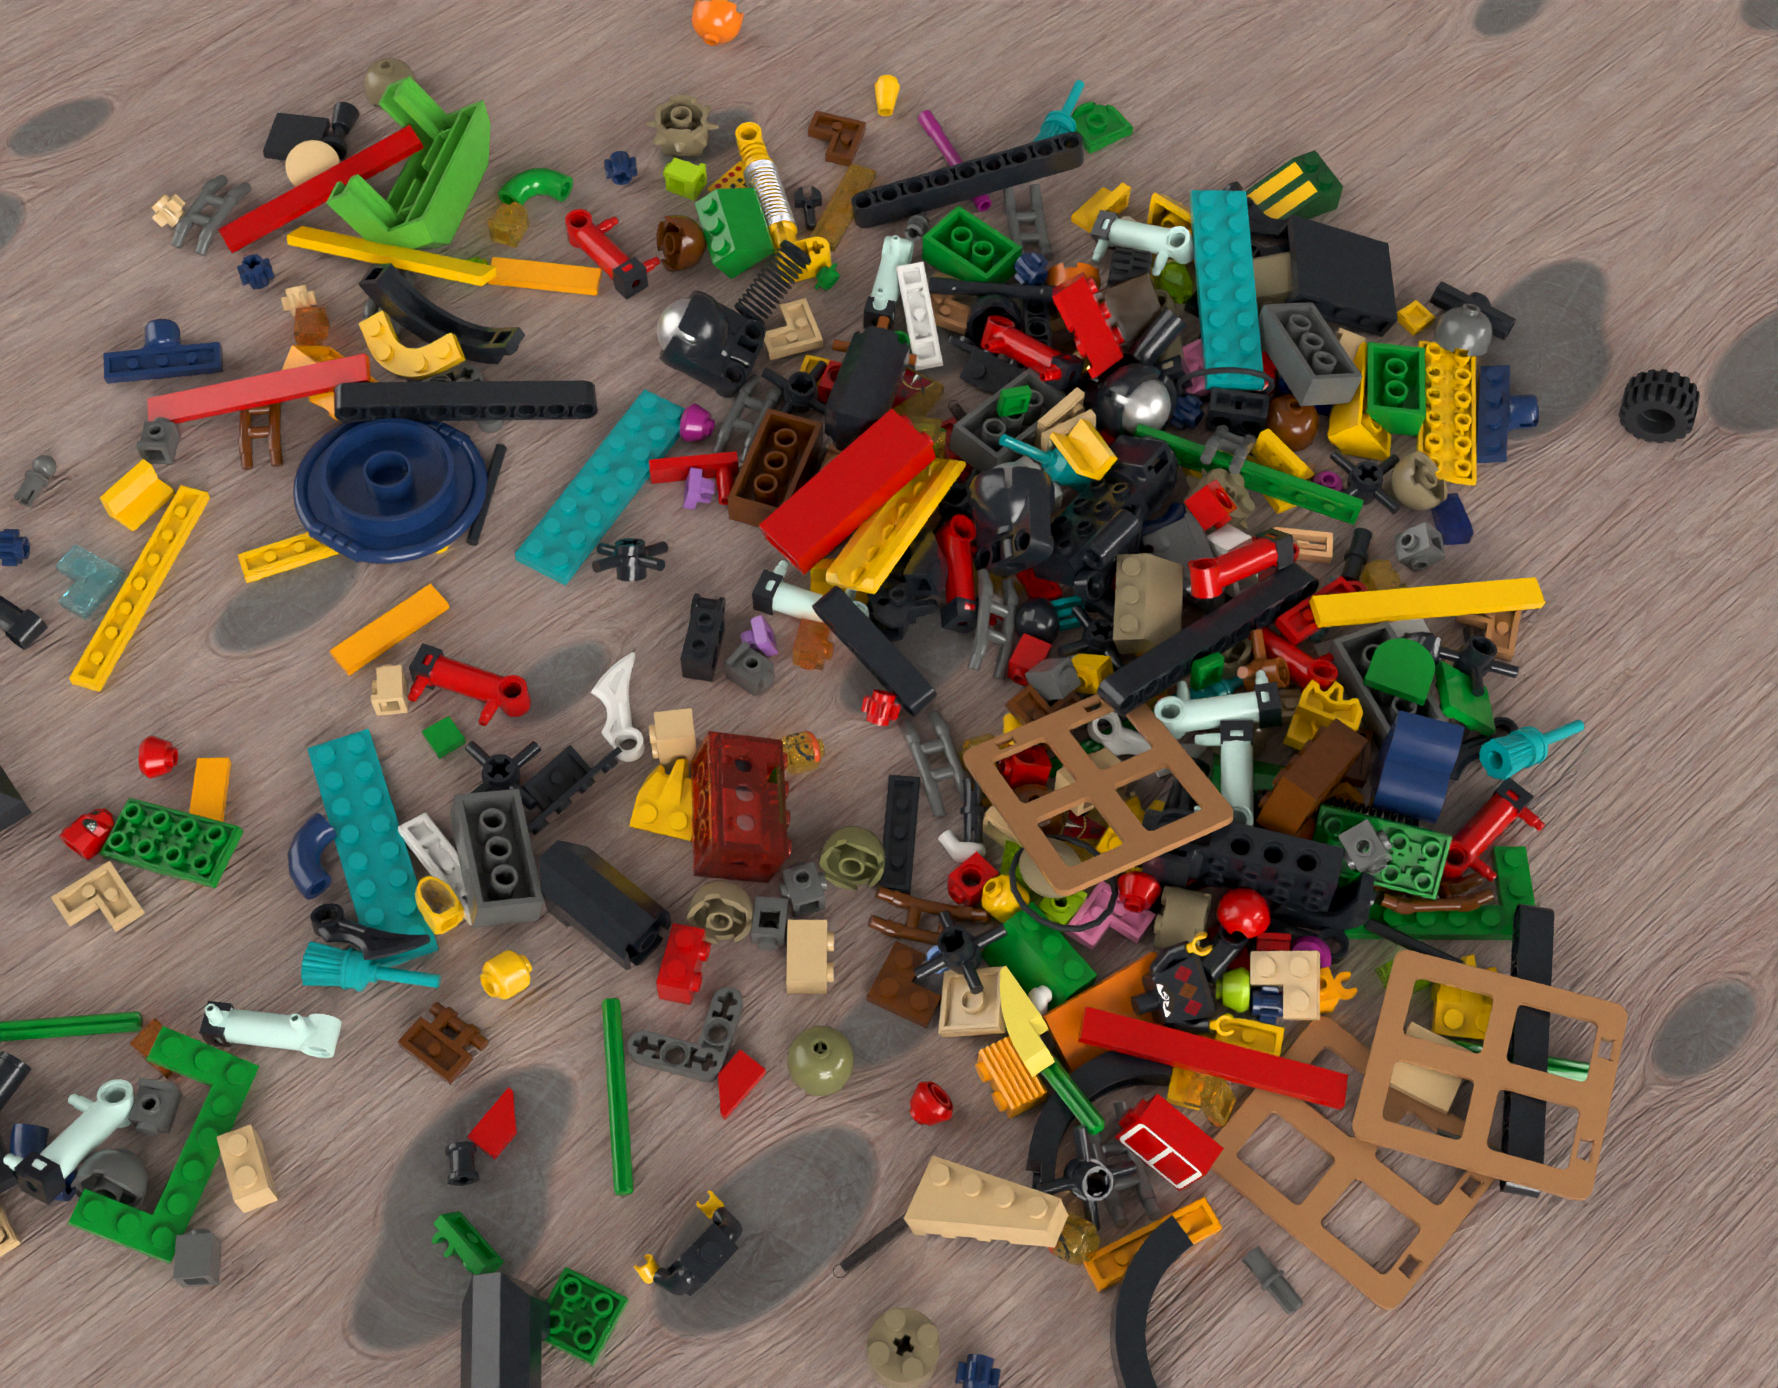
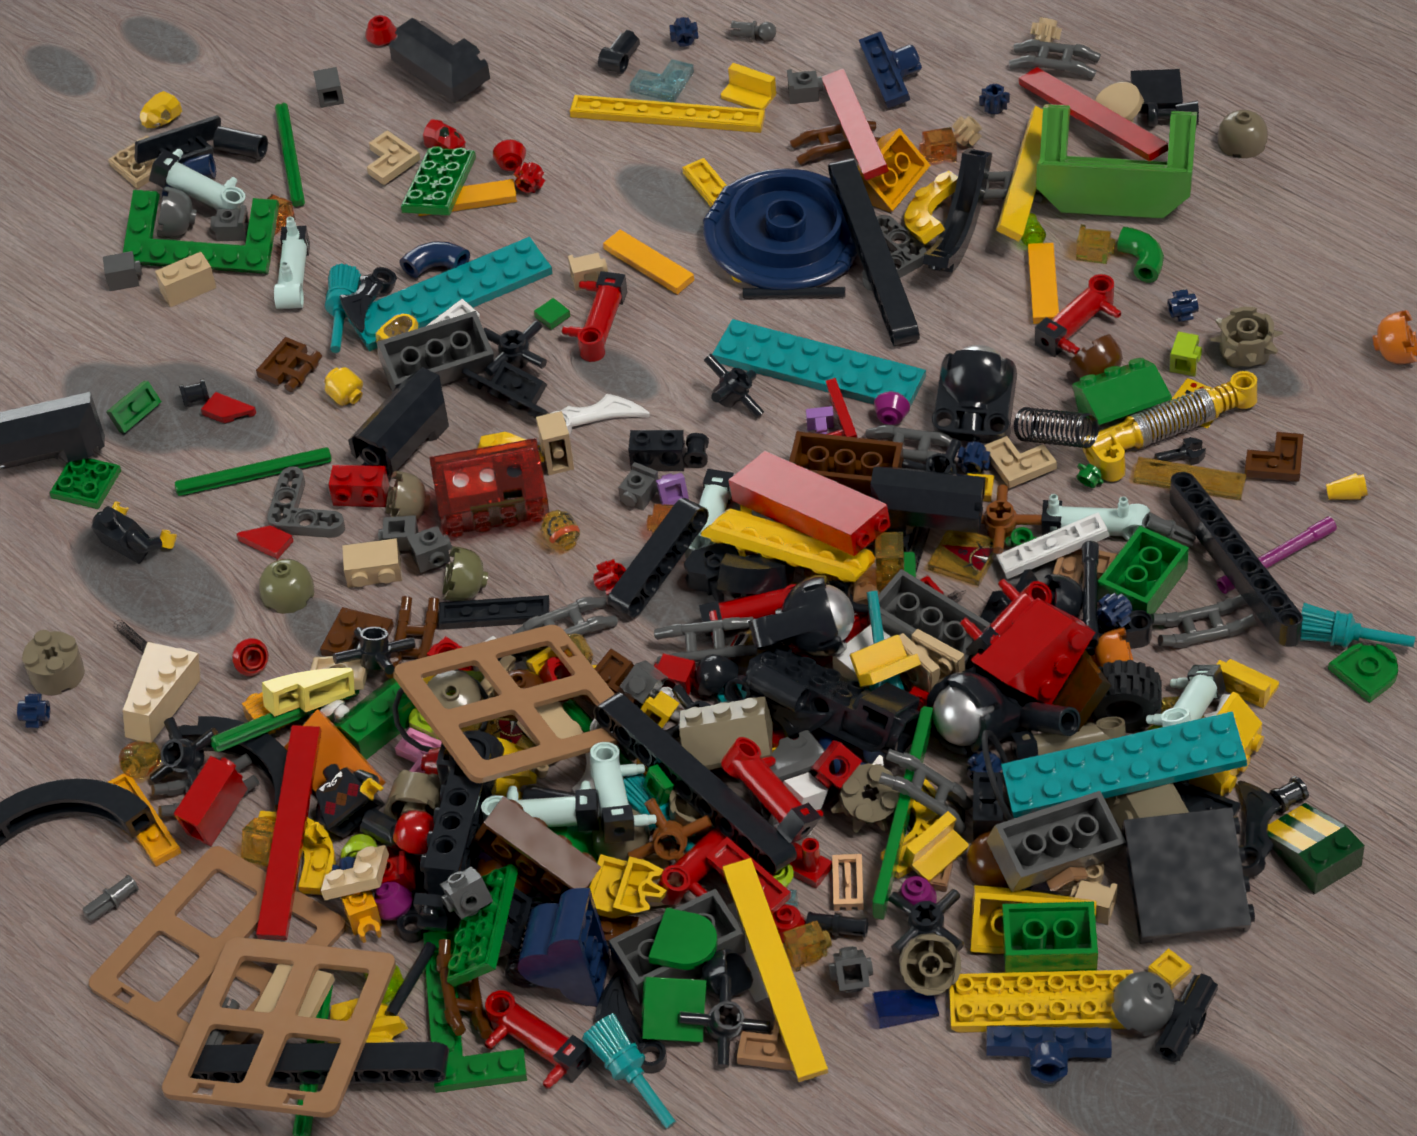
camera: 90 degrees right, 10 degrees down
(206, 737) = (529, 177): none -> red gear
(785, 361) = (973, 458): none -> dark blue gear
(1014, 401) = (933, 606): green tile -> none

